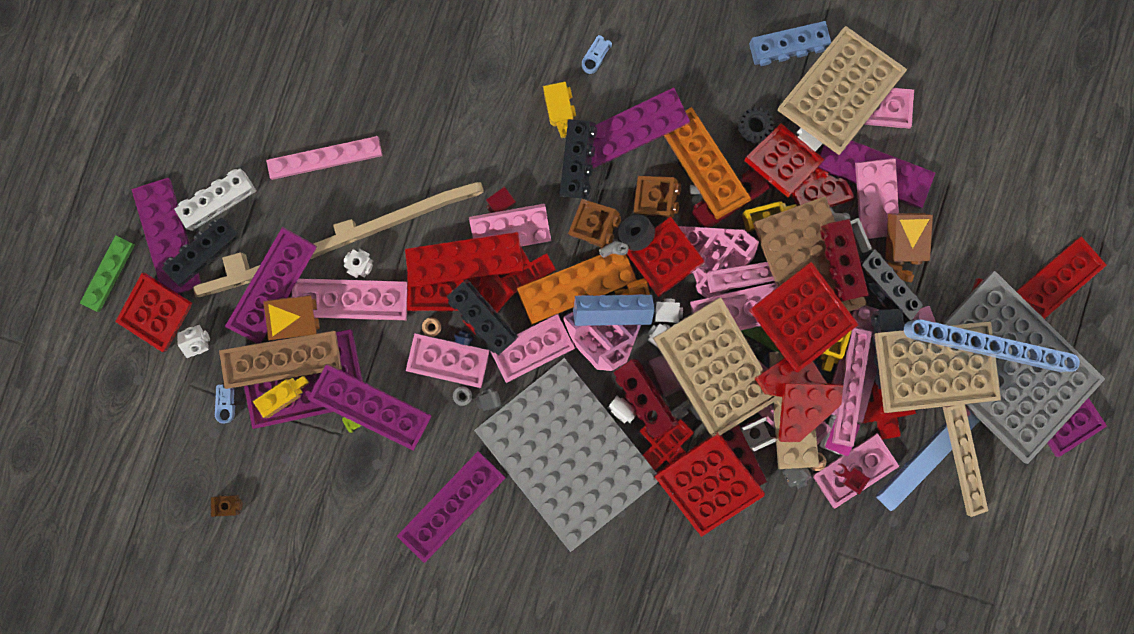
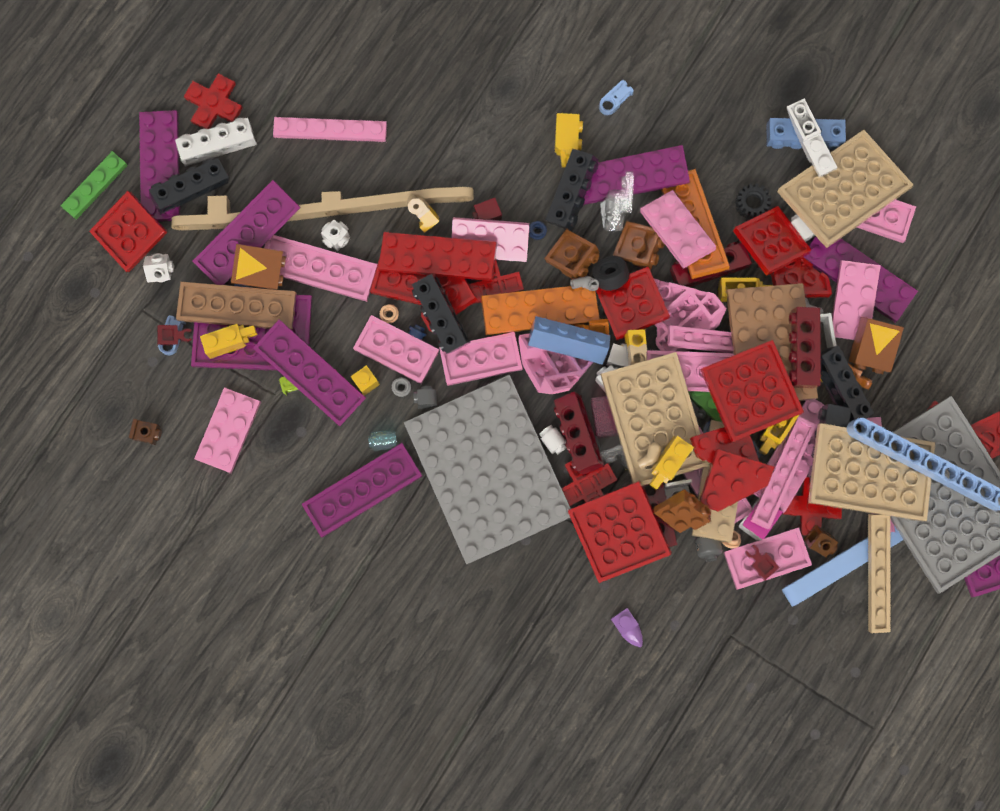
camera: 15 degrees right, 5 degrees down
(201, 159) = (213, 102): none -> red plate
(223, 405) = (170, 335): none -> dark red plate
(305, 482) = (227, 430): none -> bright pink plate
(425, 399) = (365, 380): none -> yellow brick
(437, 217) = (419, 206): none -> leg
(458, 453) = (382, 440): none -> clear light blue brick
(556, 201) = (537, 224): none -> dark blue plate
(626, 162) = (617, 204): none -> clear plate
(680, 301) = (636, 346): none -> leg
(691, 173) = (678, 229): none -> bright pink plate
(723, 406) = (652, 455): none -> tan arm
(739, 570) = (628, 627): none -> medium lavender plate
(741, 407) = (670, 461): none -> yellow hinge
(767, 451) = (683, 511): none -> dark orange plate
(797, 49) = (810, 138): none -> white slope
(906, 444) = (821, 541): none -> reddish brown brick

